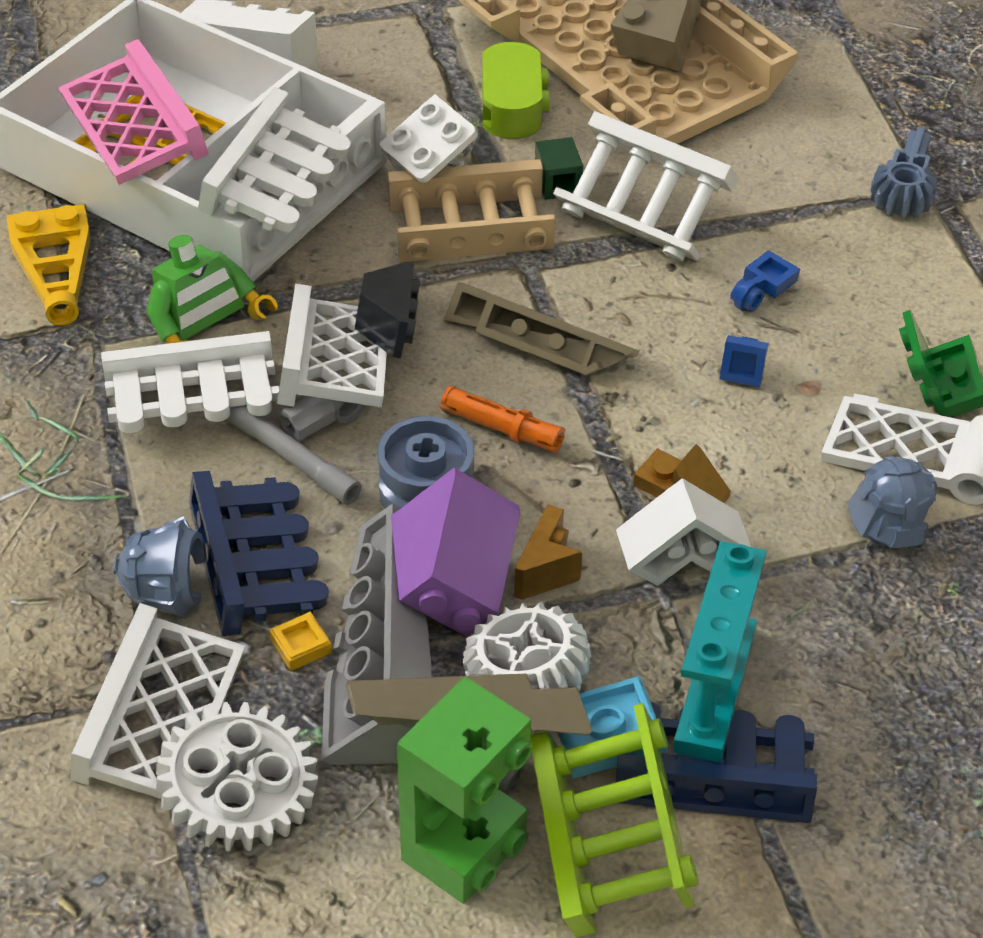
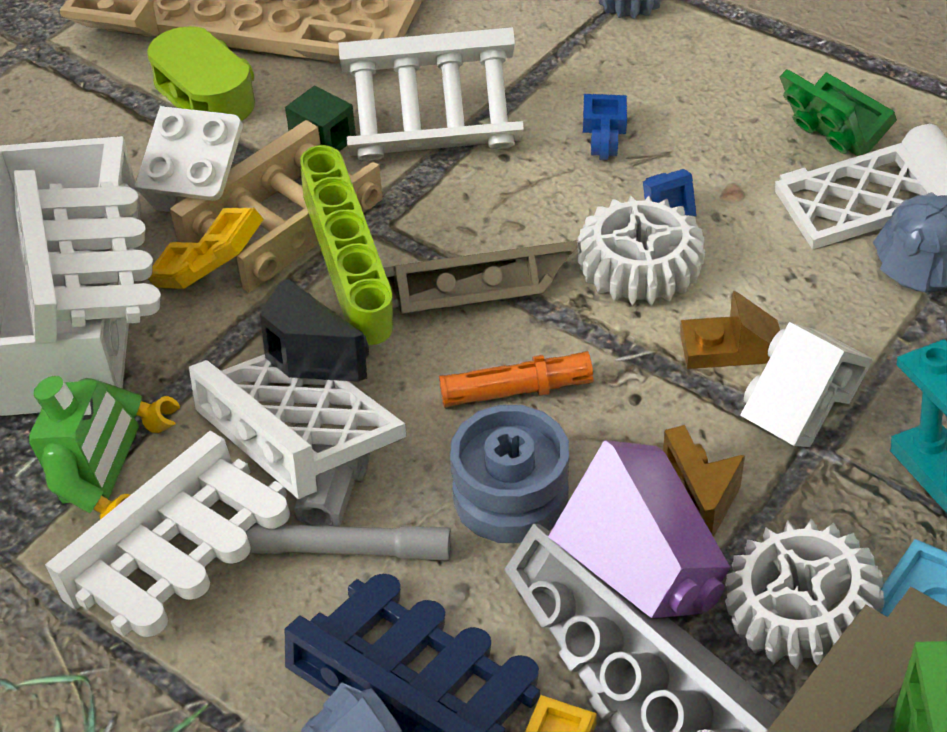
camera: 35 degrees left, 0 degrees up
(373, 216) = (188, 262): none -> yellow tile
(466, 259) = (346, 243): none -> lime beam
(682, 384) = (641, 250): none -> white gear

